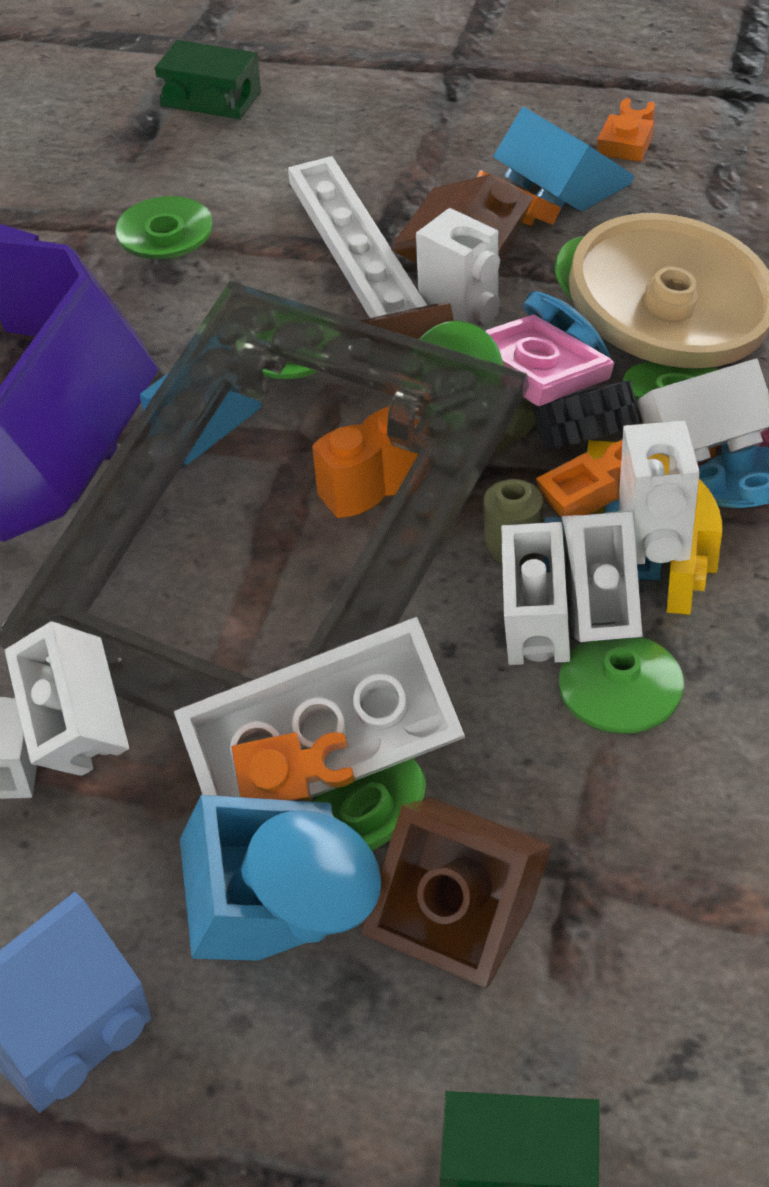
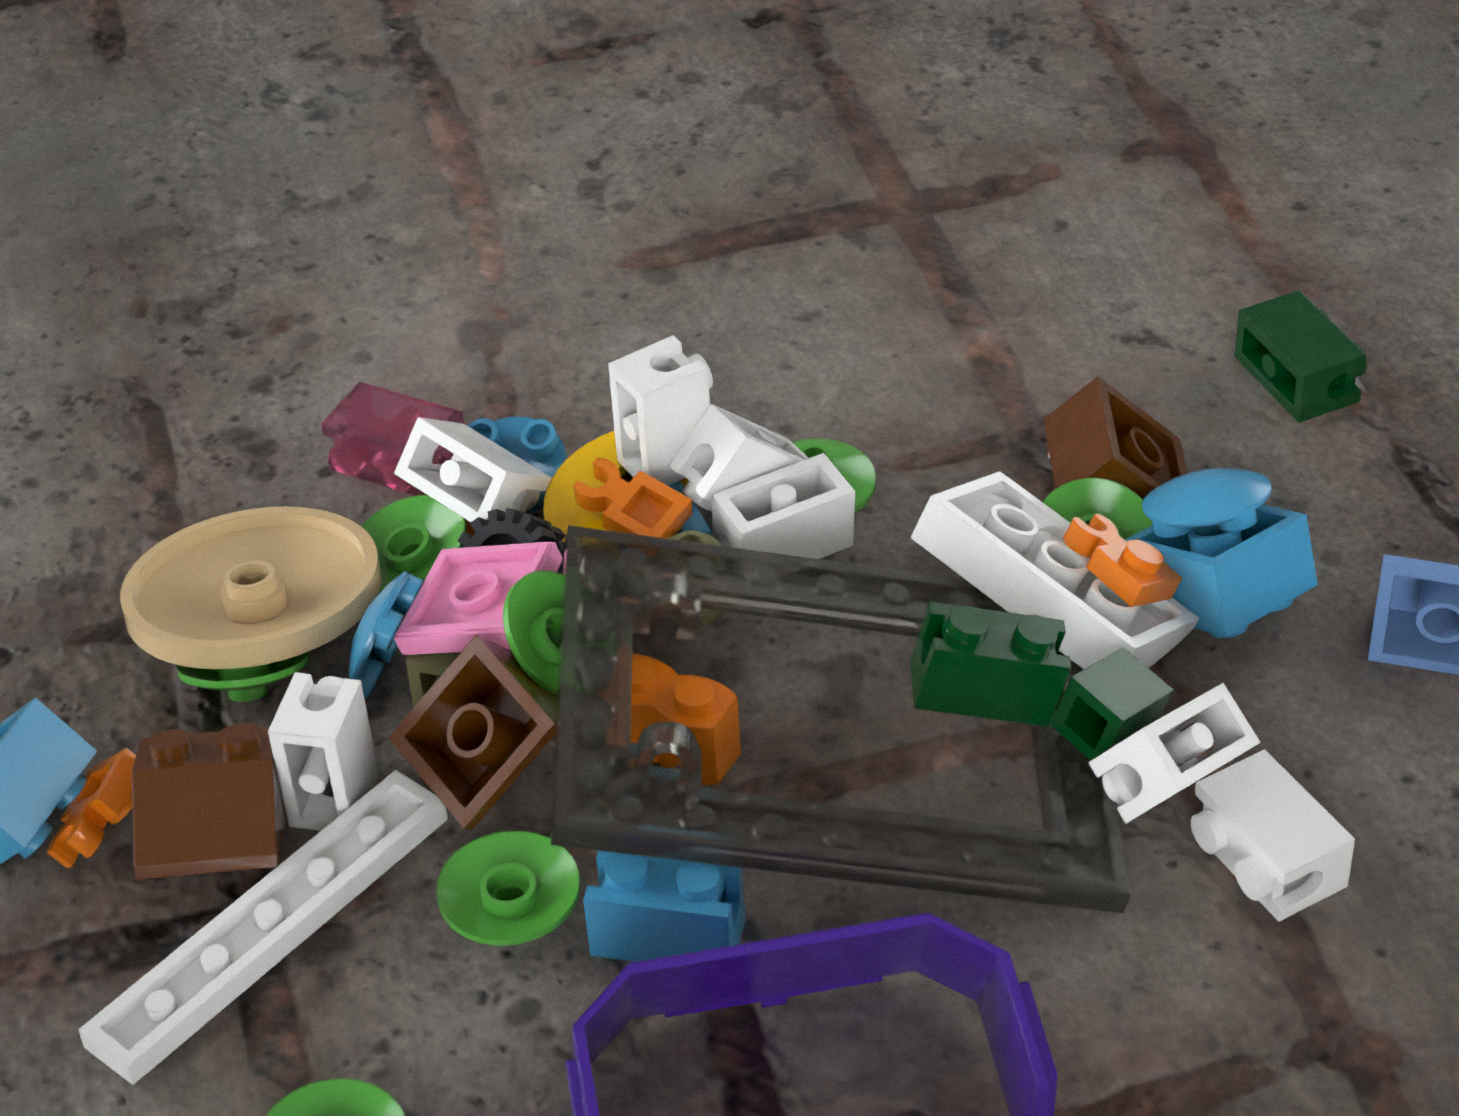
camera: 120 degrees left, 5 degrees down
(142, 683) = (1109, 703): none -> dark green brick
(221, 597) = (989, 664): none -> dark green brick

